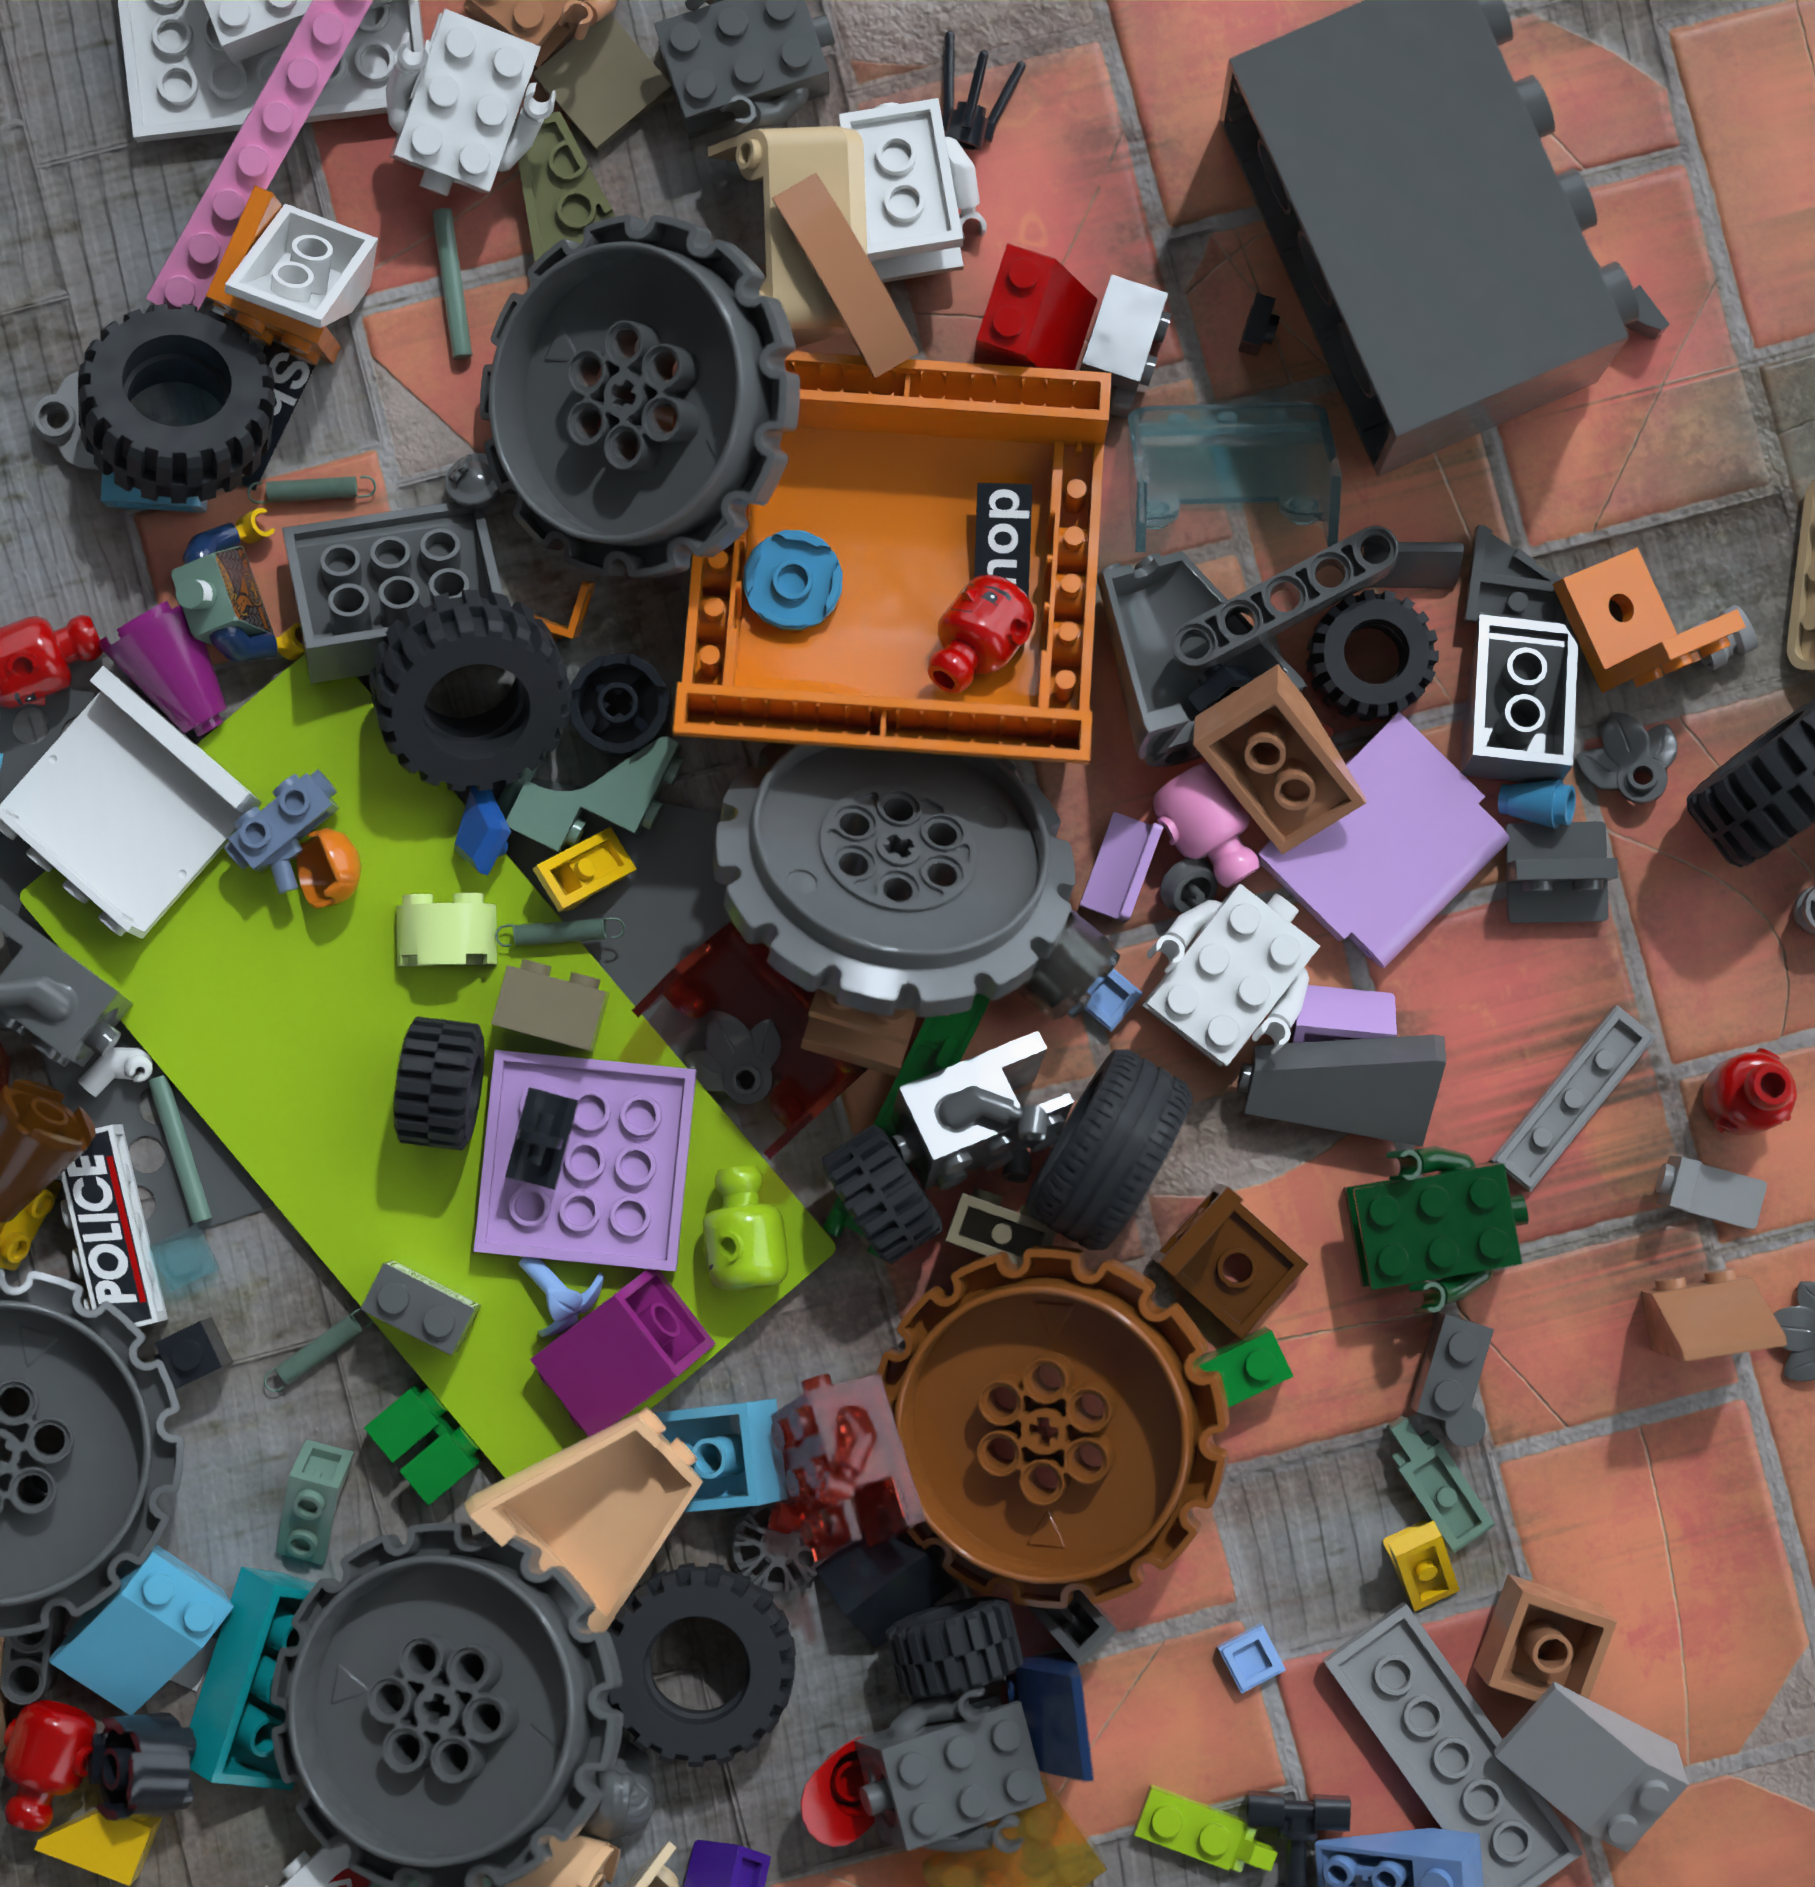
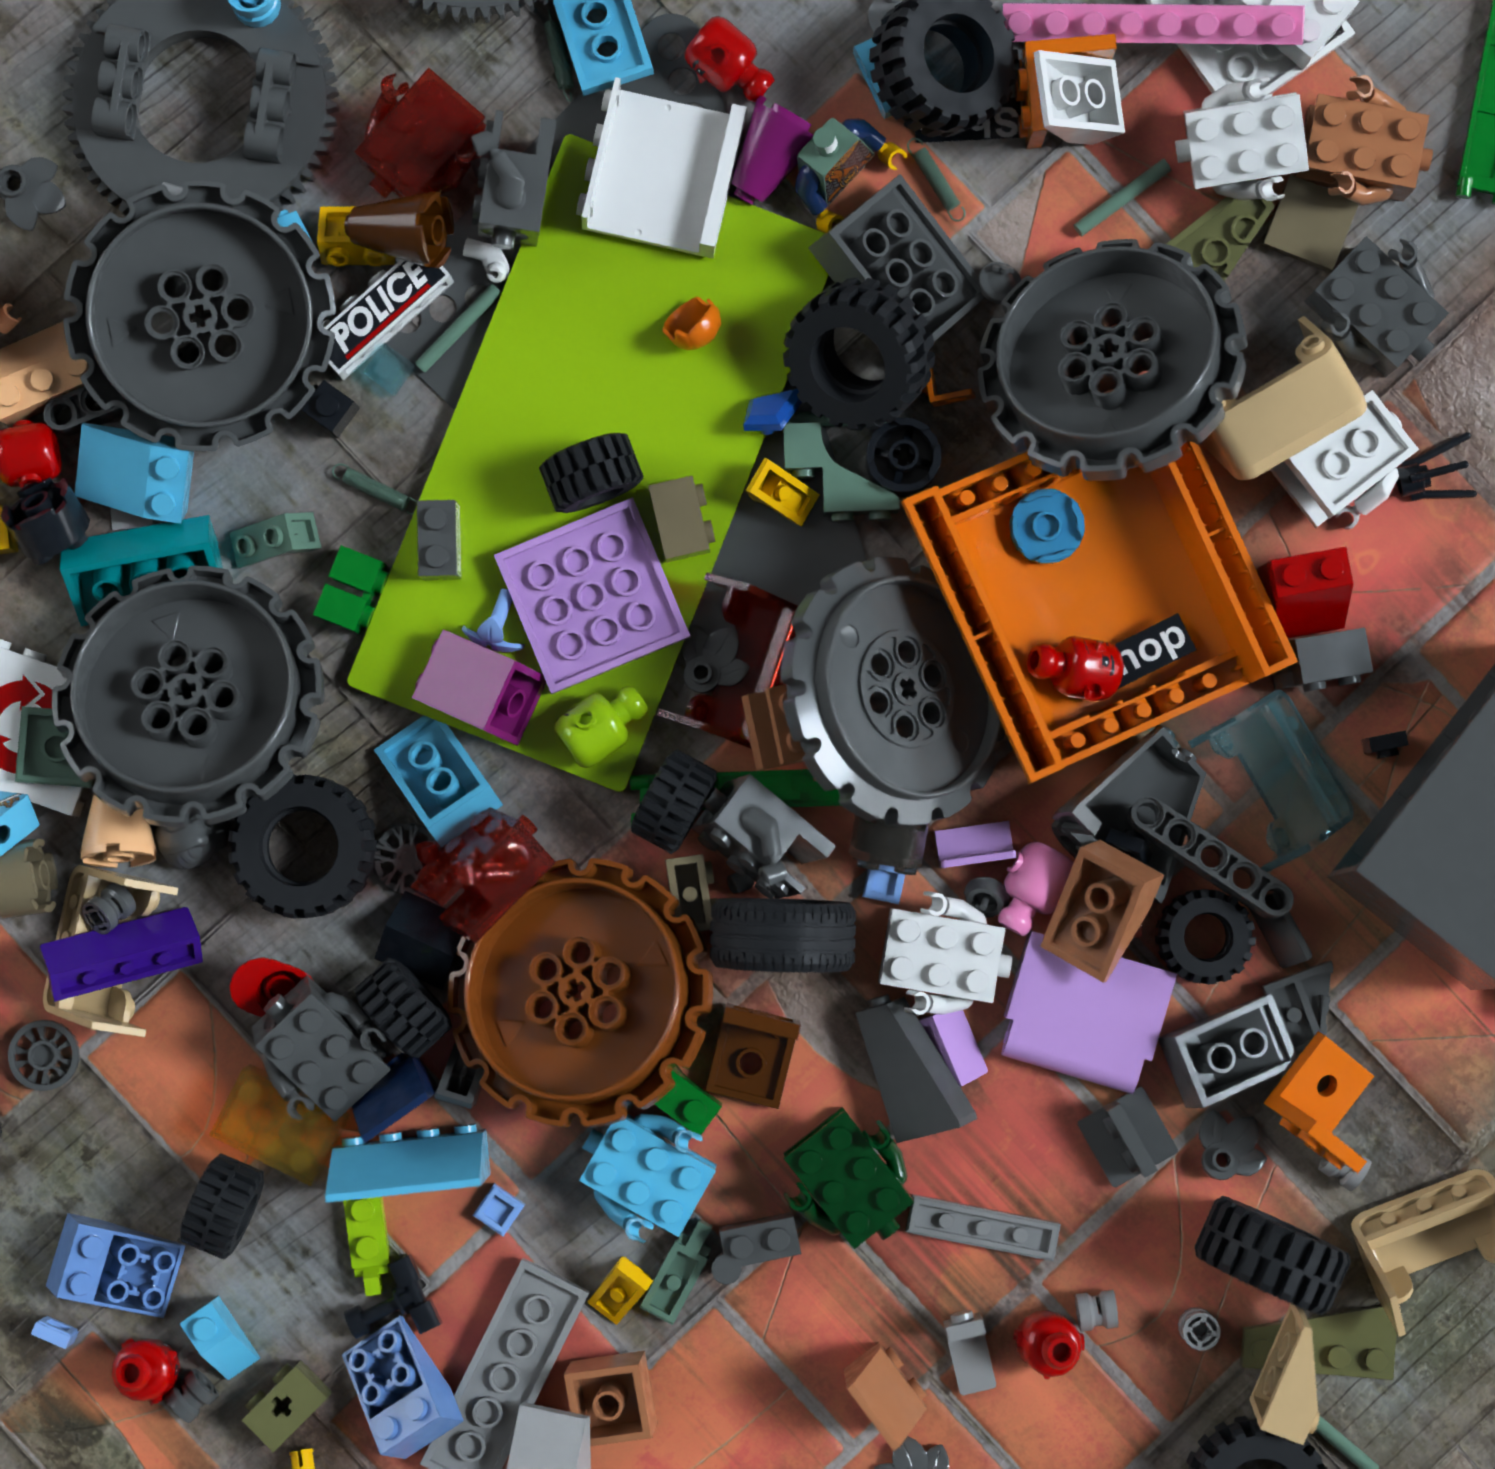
camera: 75 degrees right, 0 degrees up
(274, 833) = (697, 278): sand blue brick -> none
(446, 931) = (692, 424): yellowish green cylinder -> none
(542, 1138) = (591, 559): black hips -> none
(559, 932) = (732, 498): sand green piece -> none
(596, 1507) = (370, 724): light nougat cone -> none
(846, 274) = (1266, 451): nougat slope -> none
(1143, 1739) = (408, 1164): none -> medium azure slope
(1301, 1458) = (646, 1170): none -> medium azure torso
(1539, 802) = (1167, 1100): dark azure cone -> none
(1734, 1027) = (1088, 1310): none -> light grey wheel

